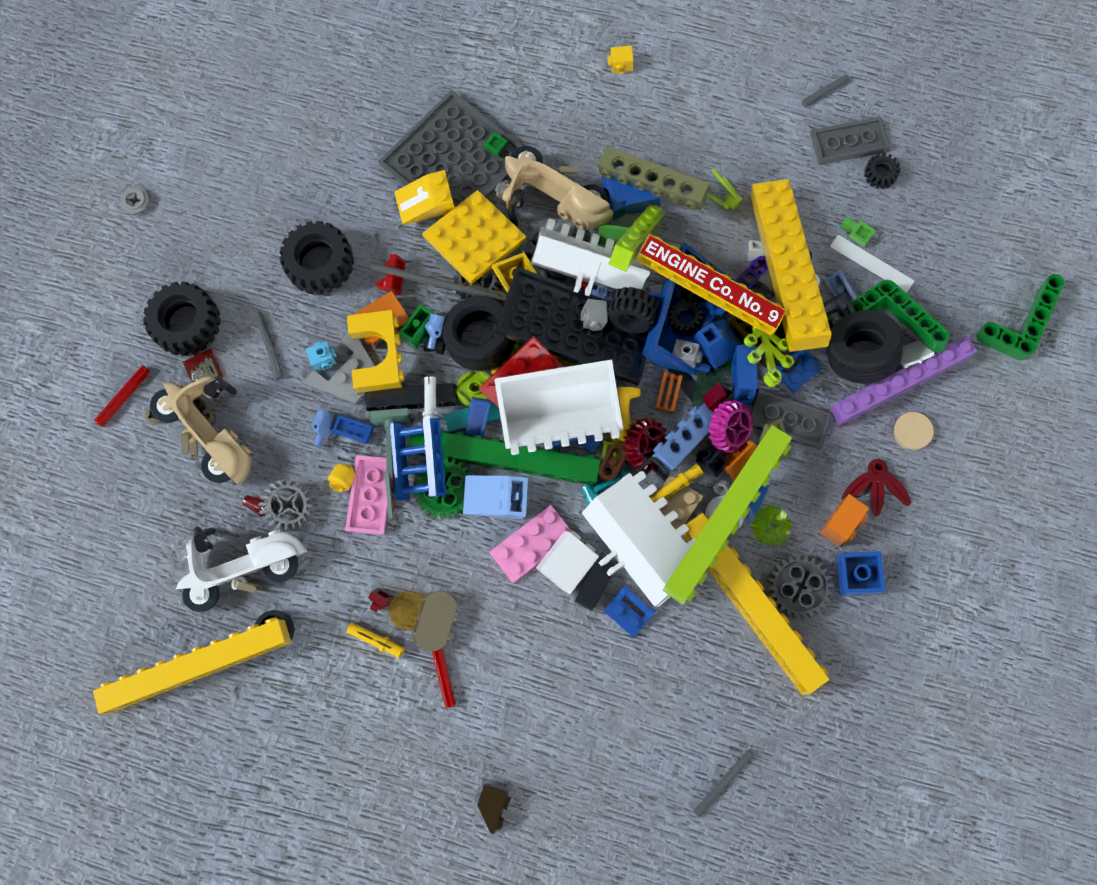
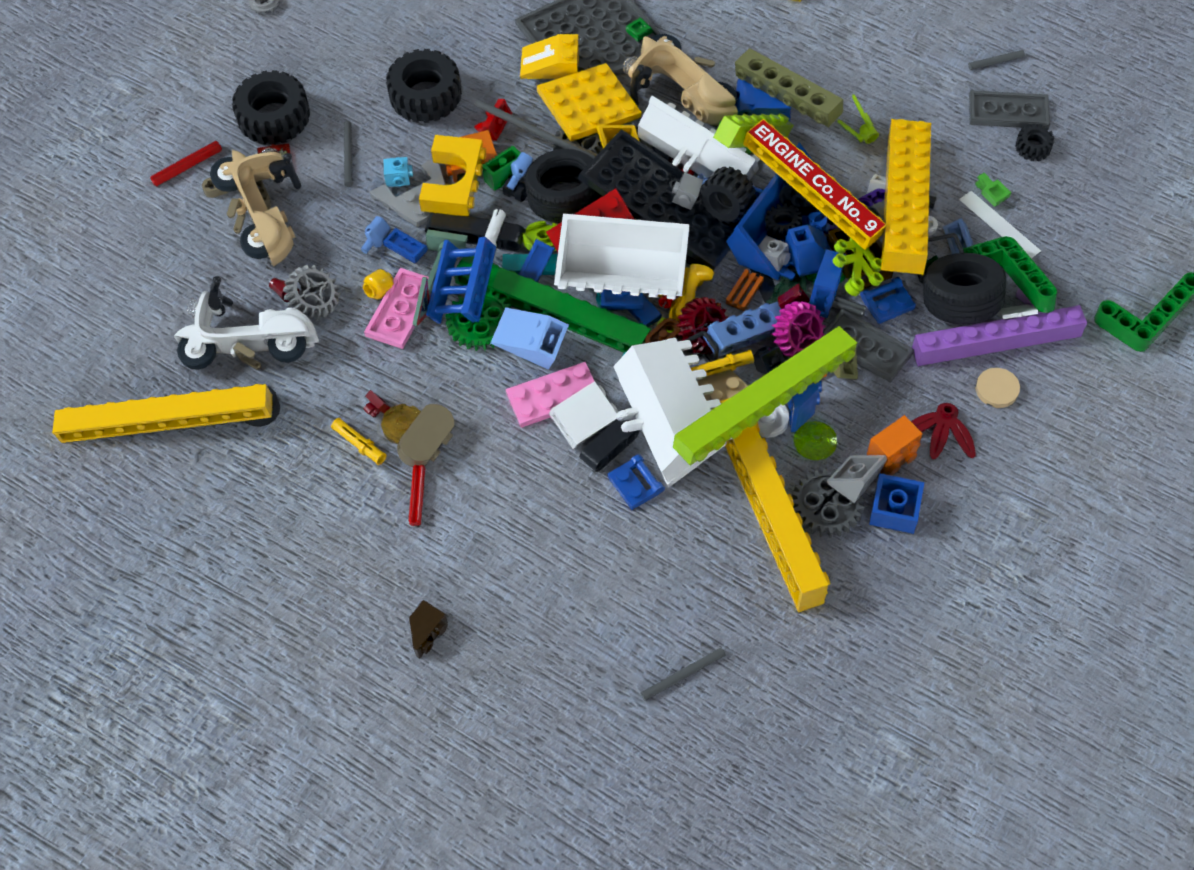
camera: 10 degrees right, 15 degrees down
(821, 558) = (856, 475): none -> light grey slope

